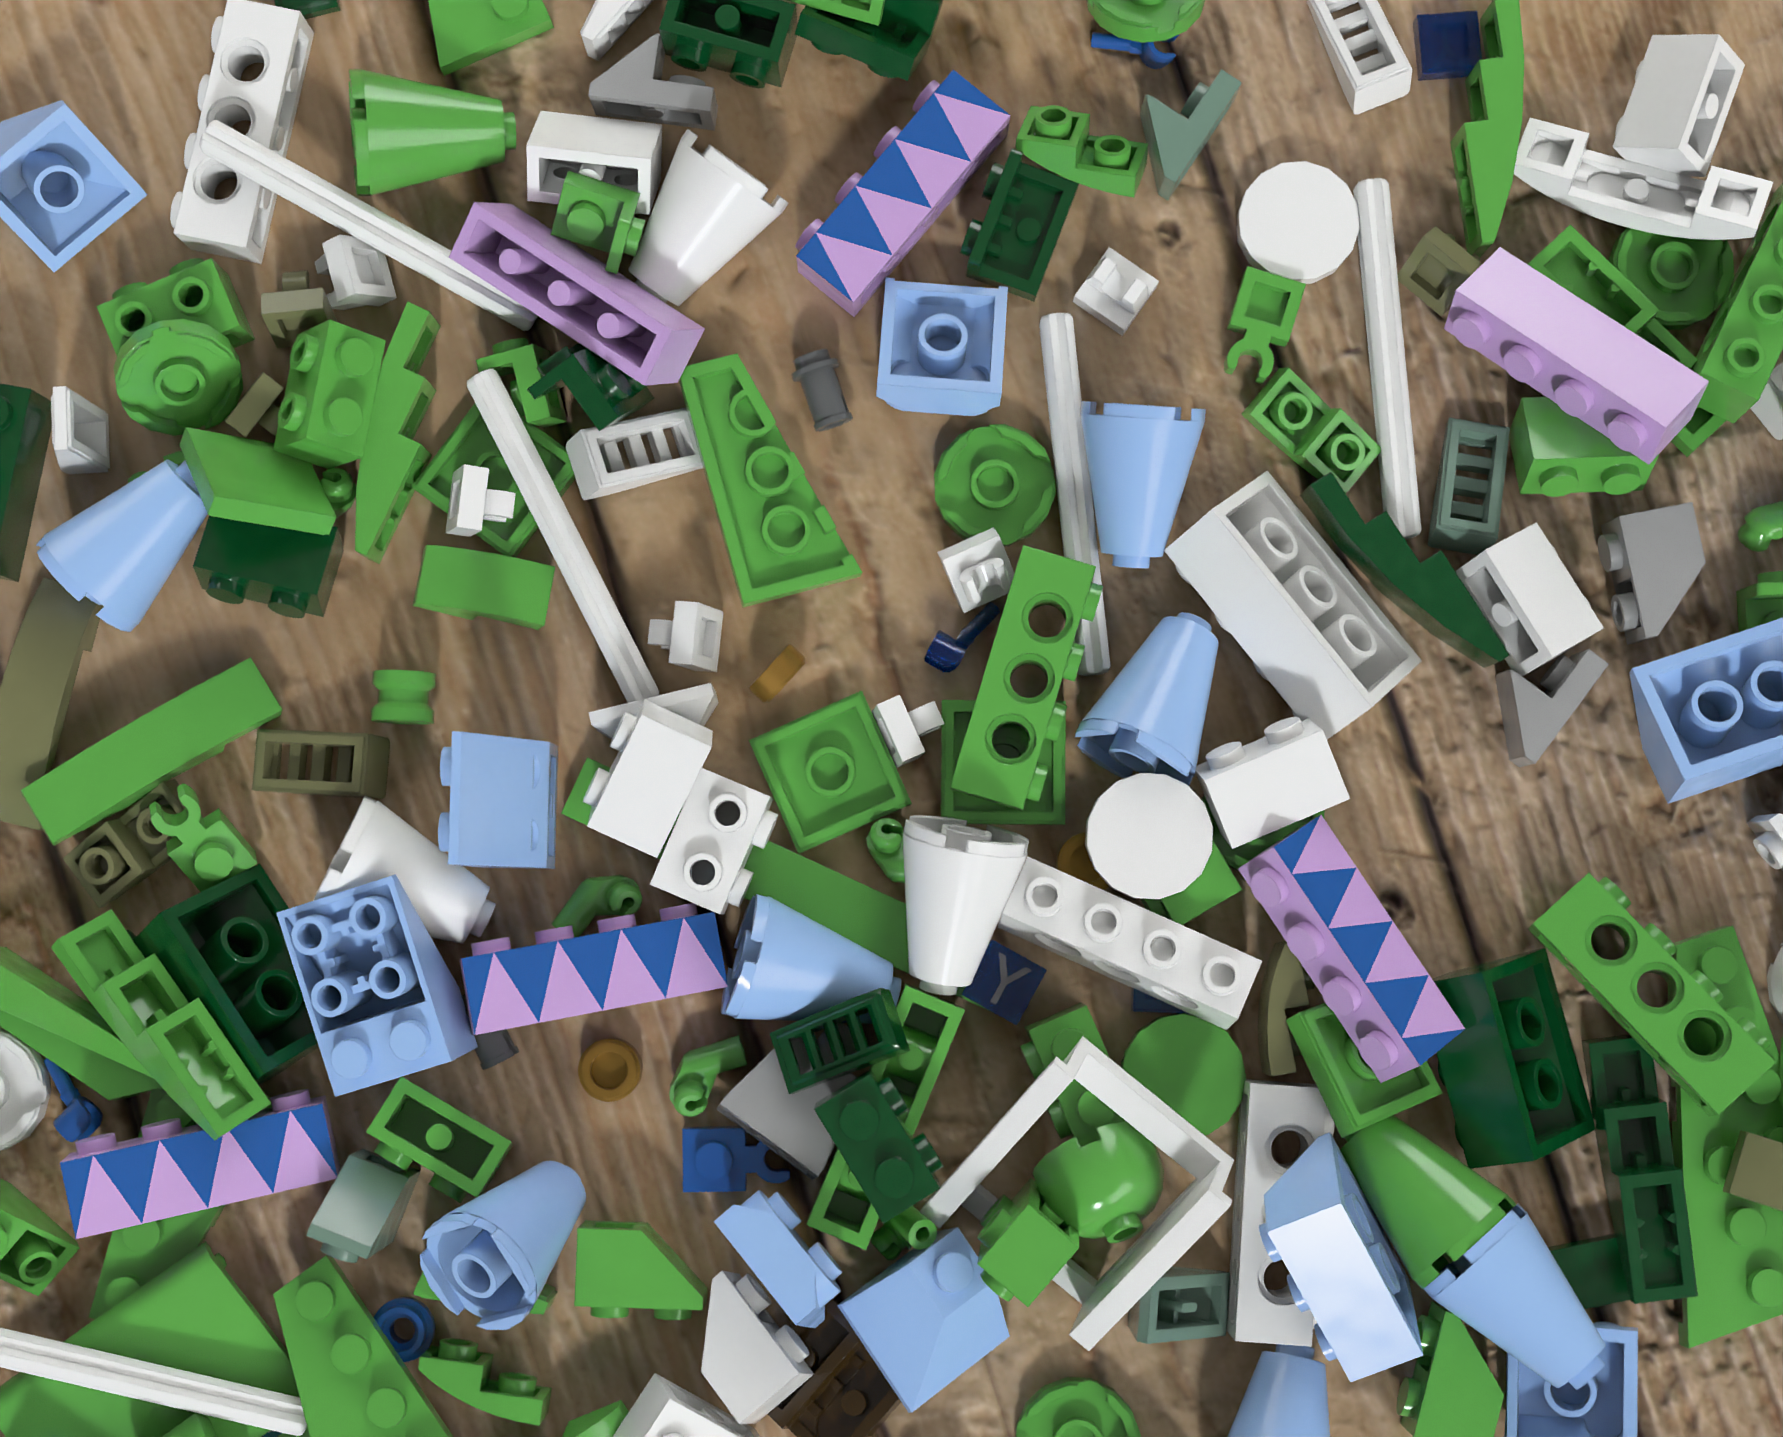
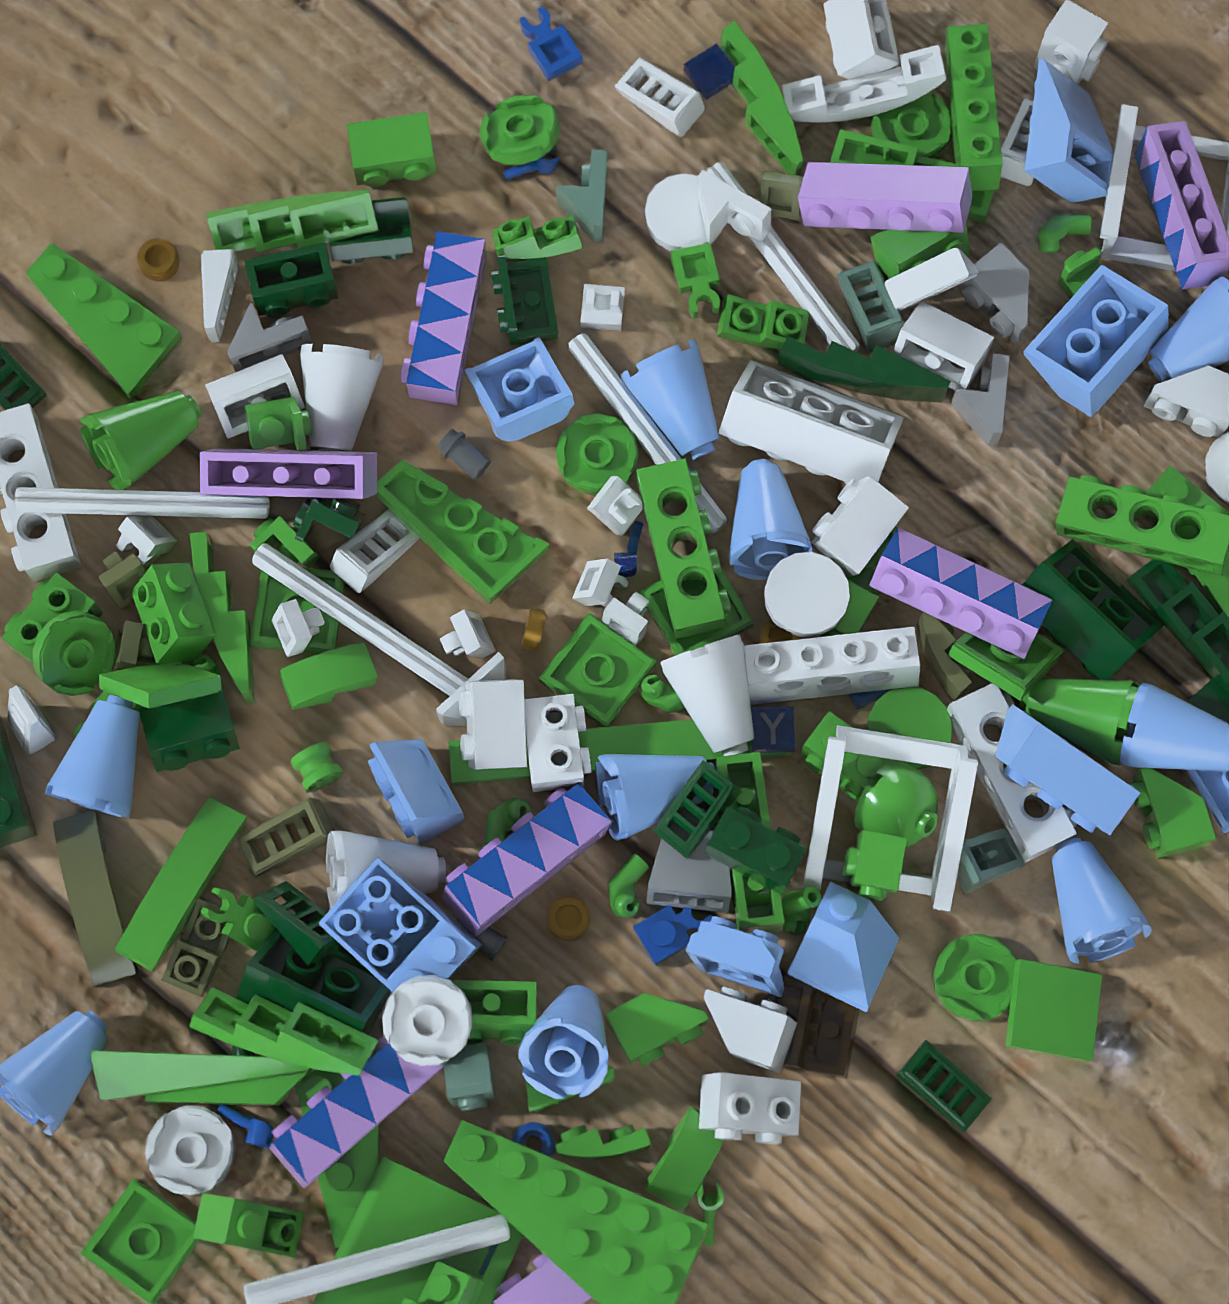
camera: 30 degrees left, 10 degrees down
(252, 909) = (306, 938): none -> dark green slope
(341, 1117) = (427, 1020): none -> white tile
(894, 659) = (598, 581): none -> white tile
(1354, 244) = (725, 204): none -> white slope
(1566, 502) = (930, 278): none -> white slope

